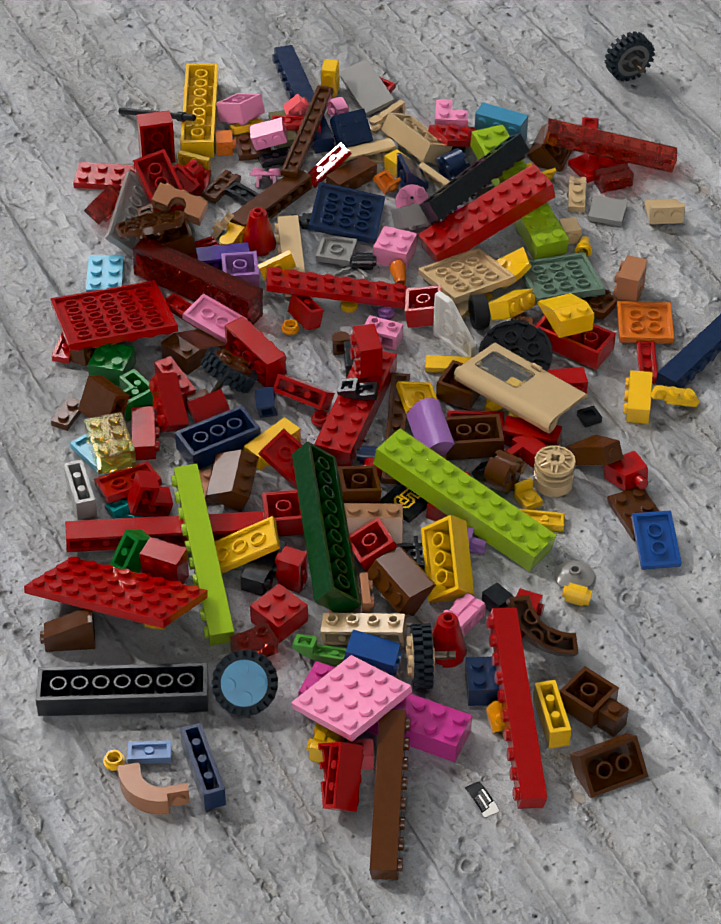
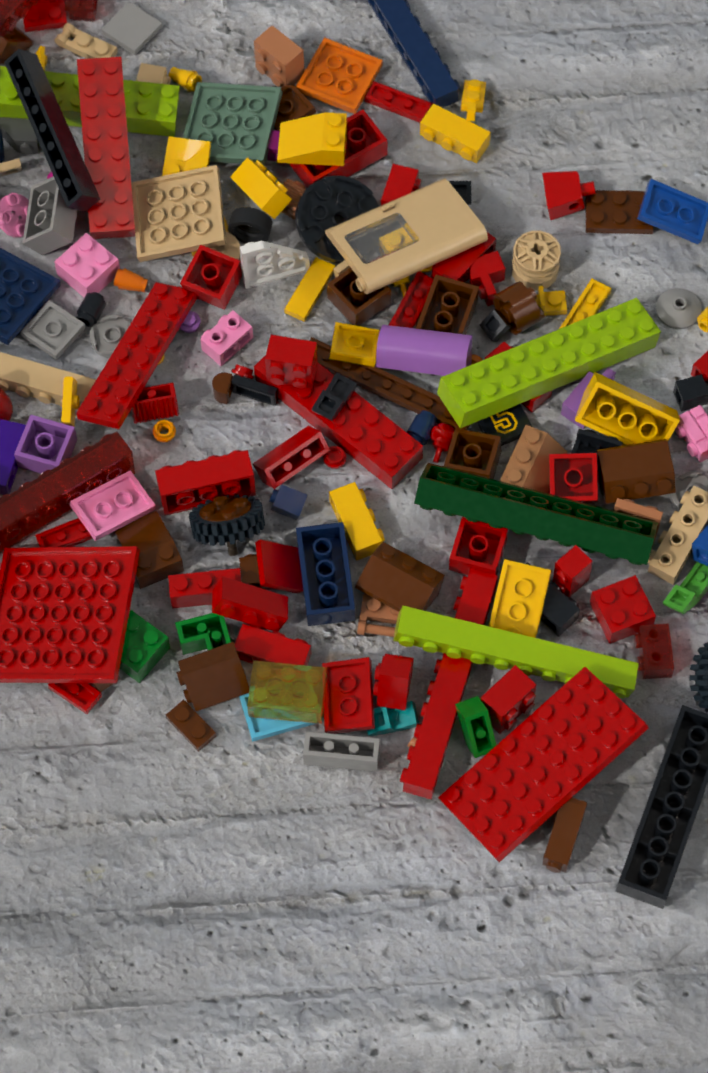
camera: 65 degrees left, 20 degrees up
(279, 455) = (395, 512): red plate -> none
(596, 450) = (528, 208): reddish brown slope -> none

